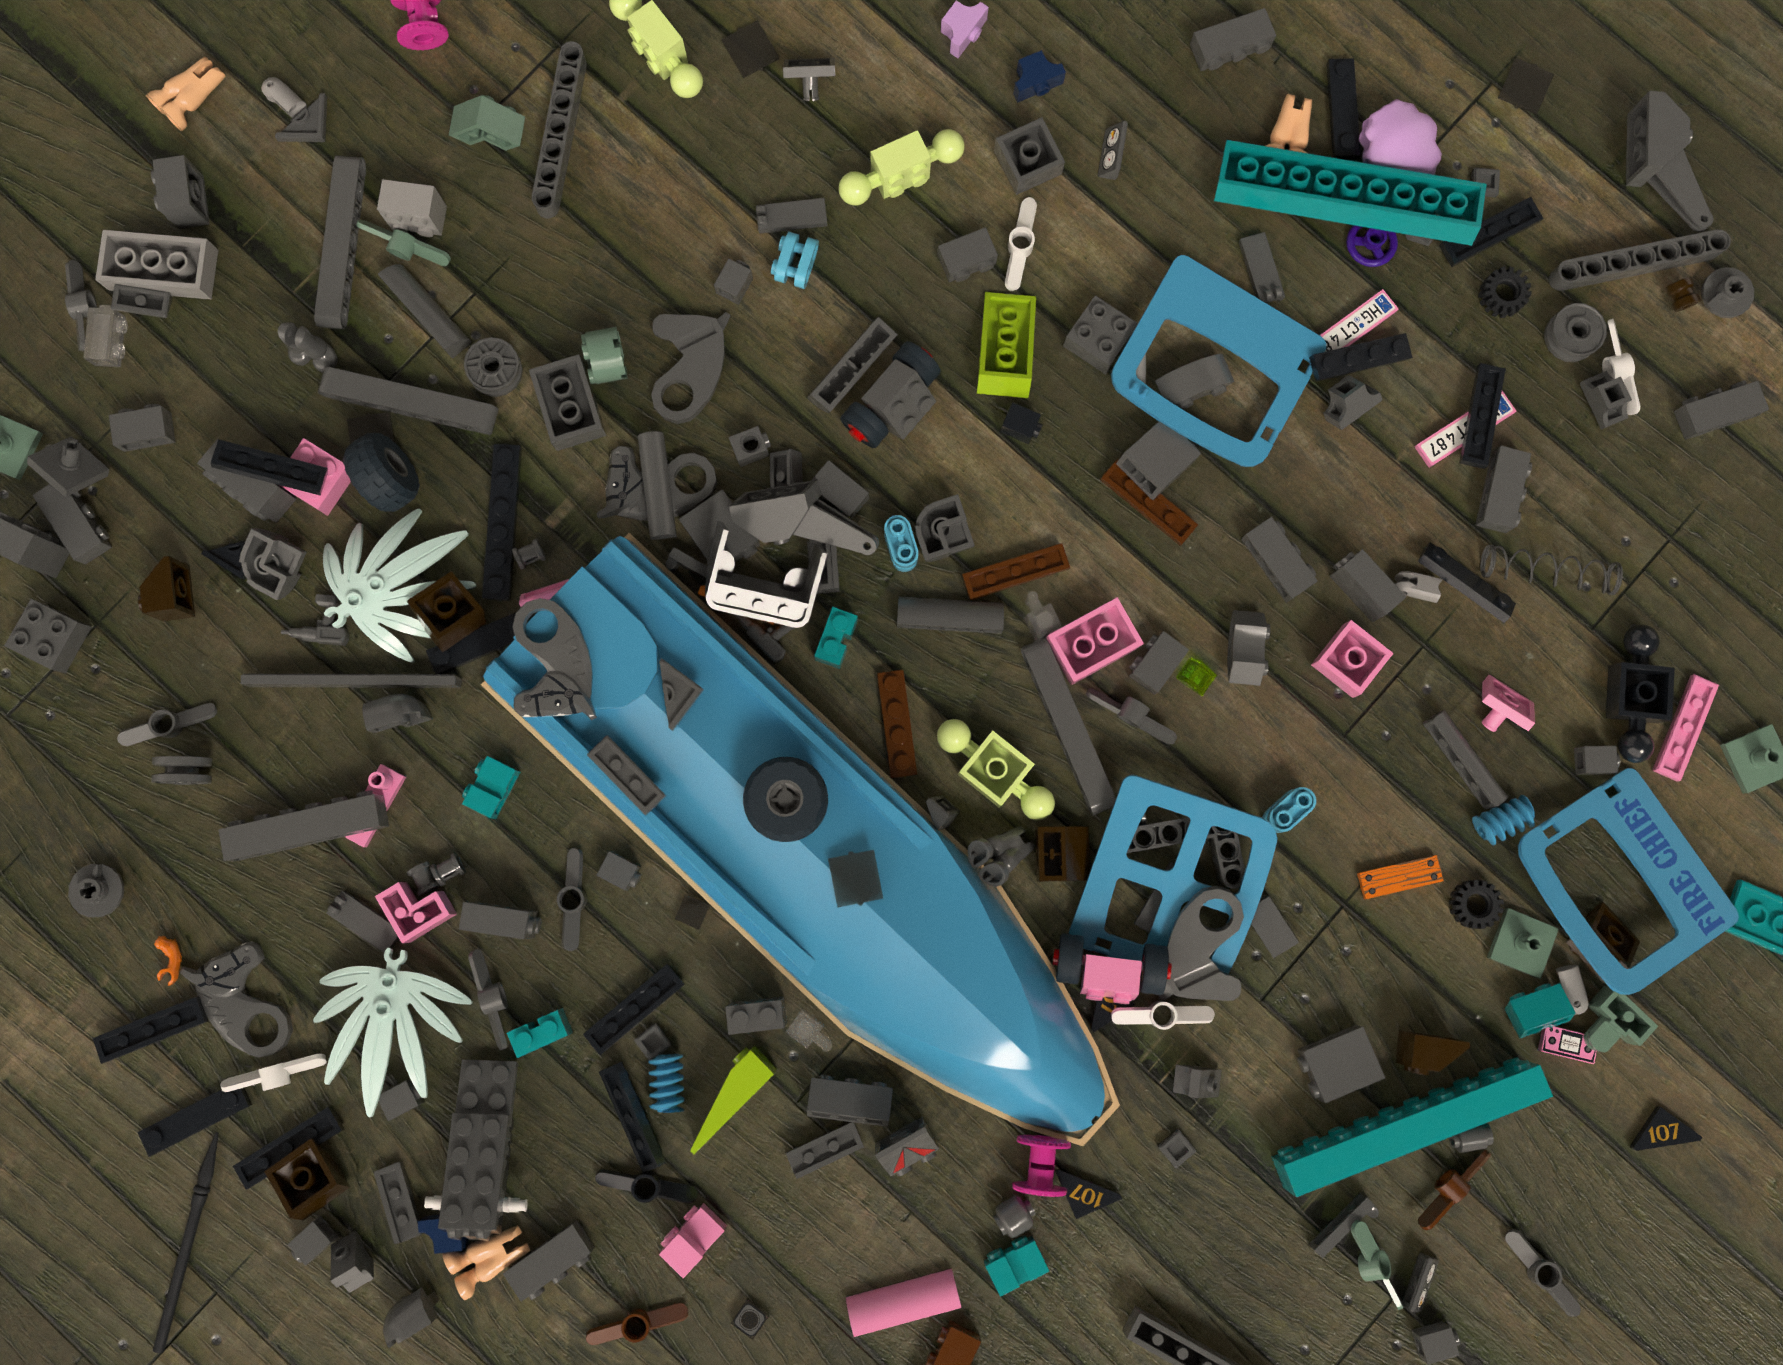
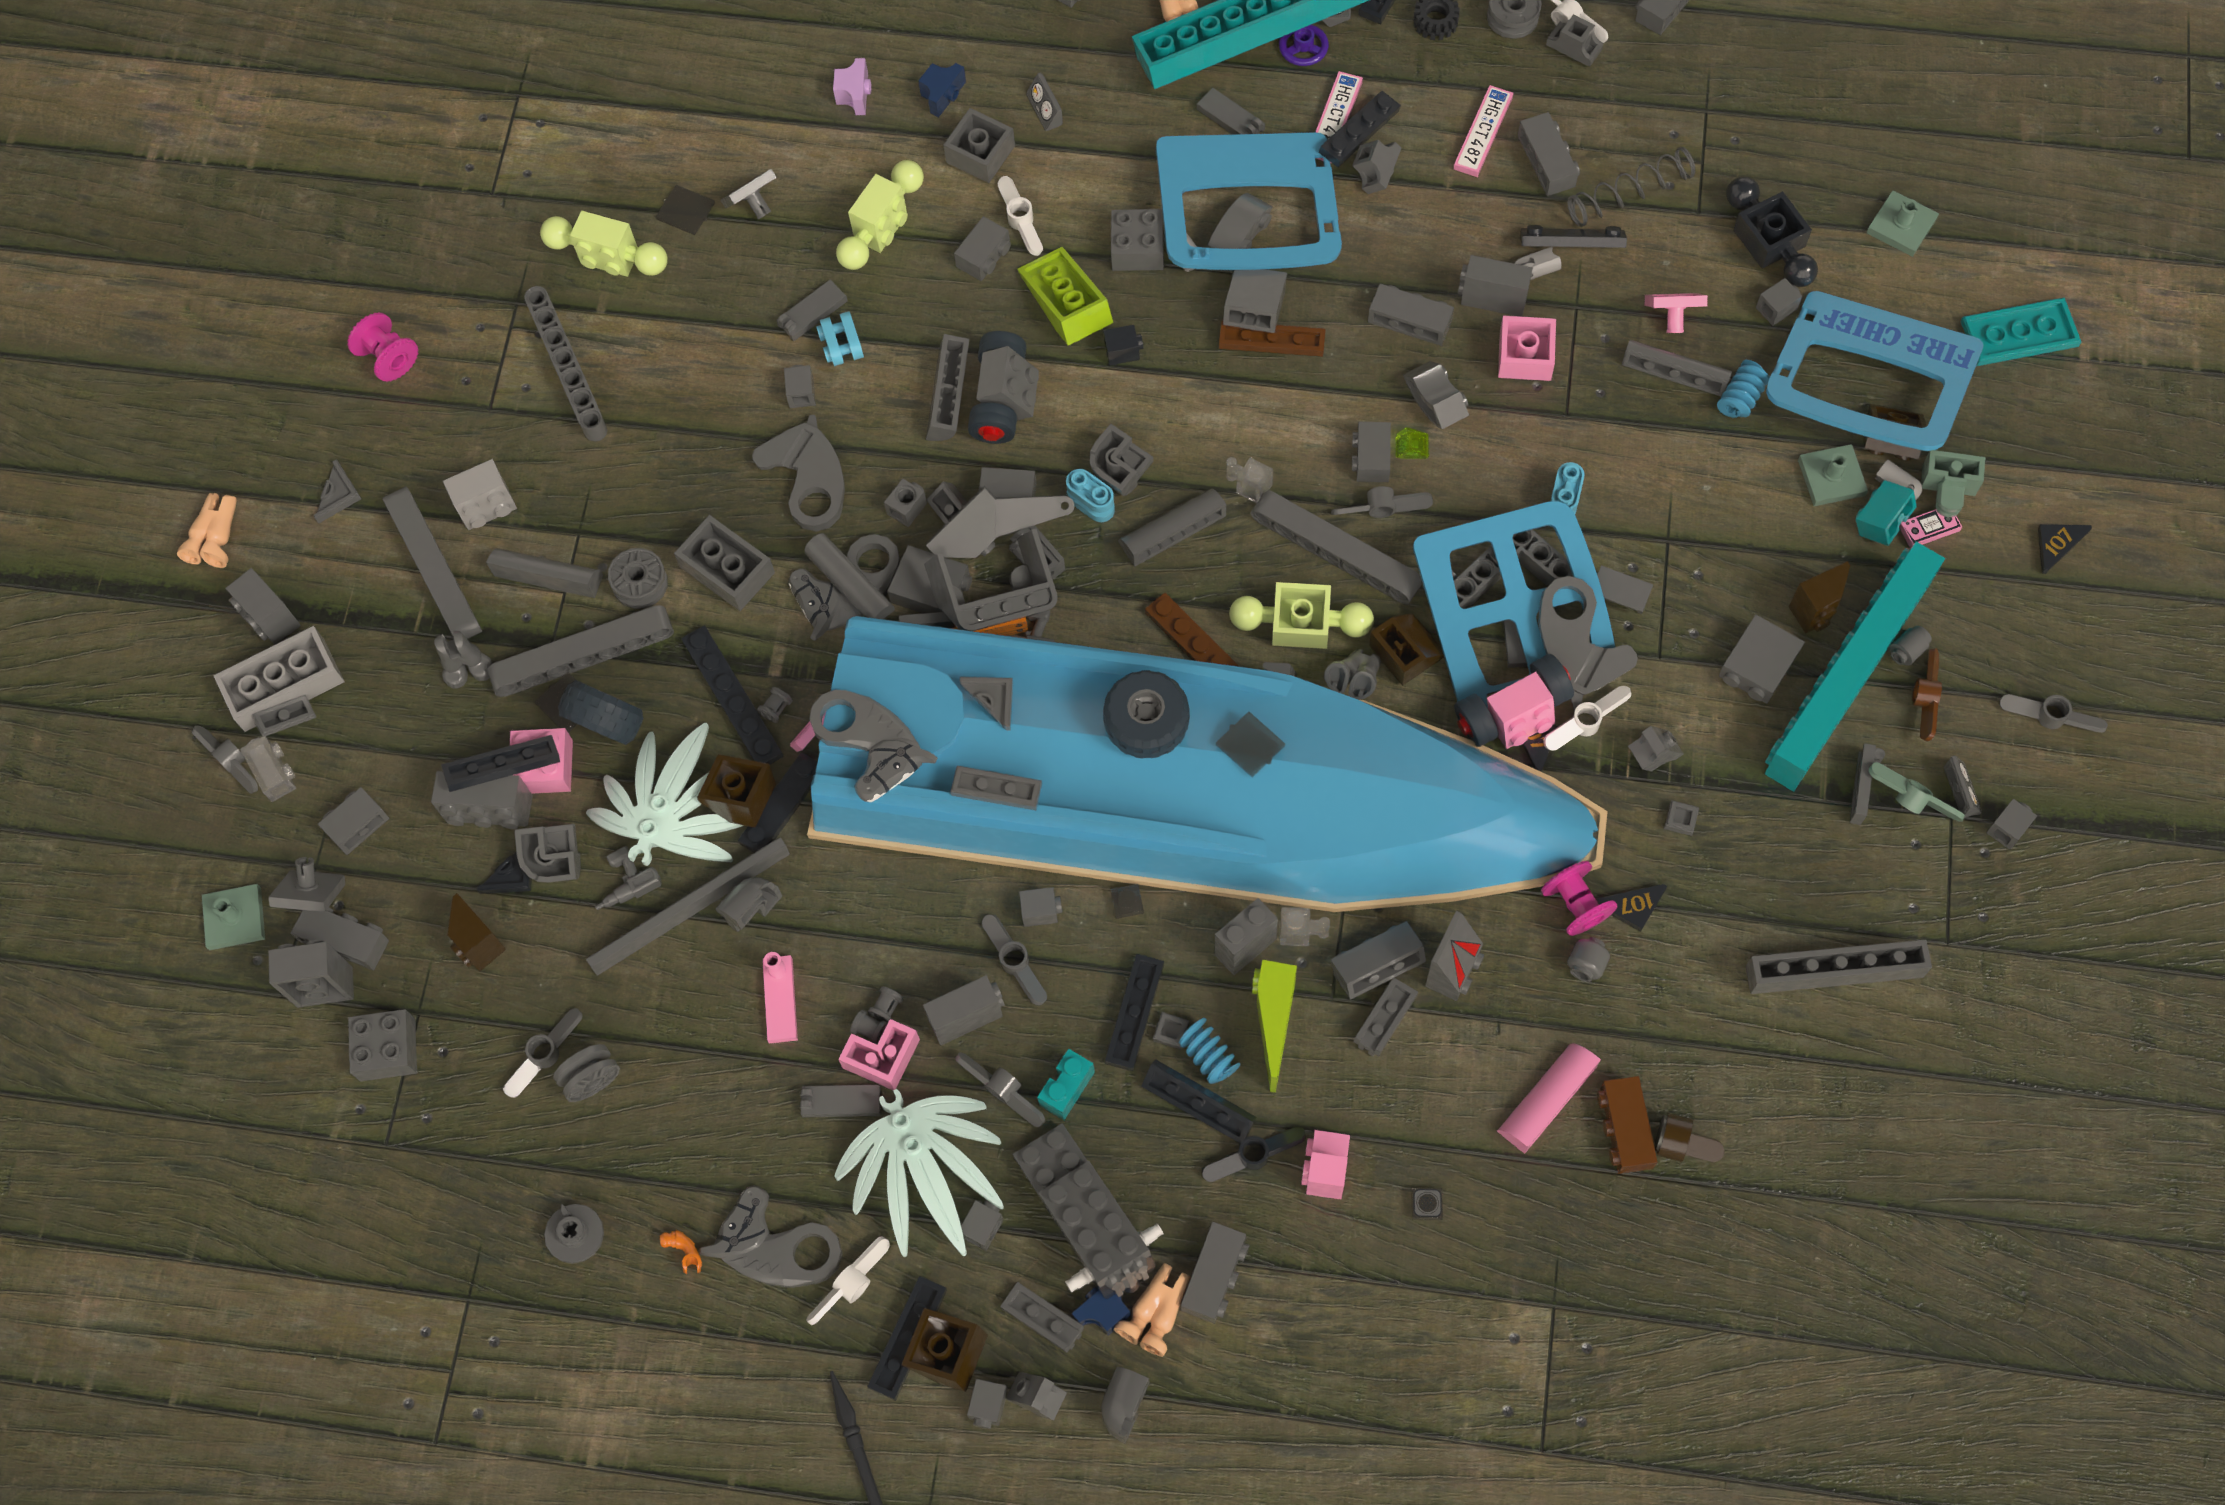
camera: 25 degrees left, 15 degrees down
(150, 1030) = (707, 1322): black plate -> none
(193, 1120) = (801, 1375): black plate -> none
(283, 96) = (301, 483): light grey piece -> none
(303, 827) = (730, 1051): dark grey brick -> none
(404, 245) = (491, 530): sand green piece -> none
(487, 121) = (499, 390): sand green brick -> none
(490, 788) = (876, 912): teal brick -> none
(604, 355) = (731, 504): sand green brick -> none
(652, 1319) = (1320, 1291): reddish brown piece -> none
(831, 647) = (1089, 602): teal brick -> none
(1015, 571) = (1202, 458): reddish brown plate -> none
(1015, 1264) = (1620, 999): teal brick -> none
(1094, 641) = (1308, 465): bright pink brick -> none
(1400, 877) = (1695, 489): orange tile -> none
(1482, 416) = (1489, 111): black plate -> none
(1492, 904) = (1775, 455): black tyre -> none
(1685, 727) = (1829, 236): bright pink tile -> none

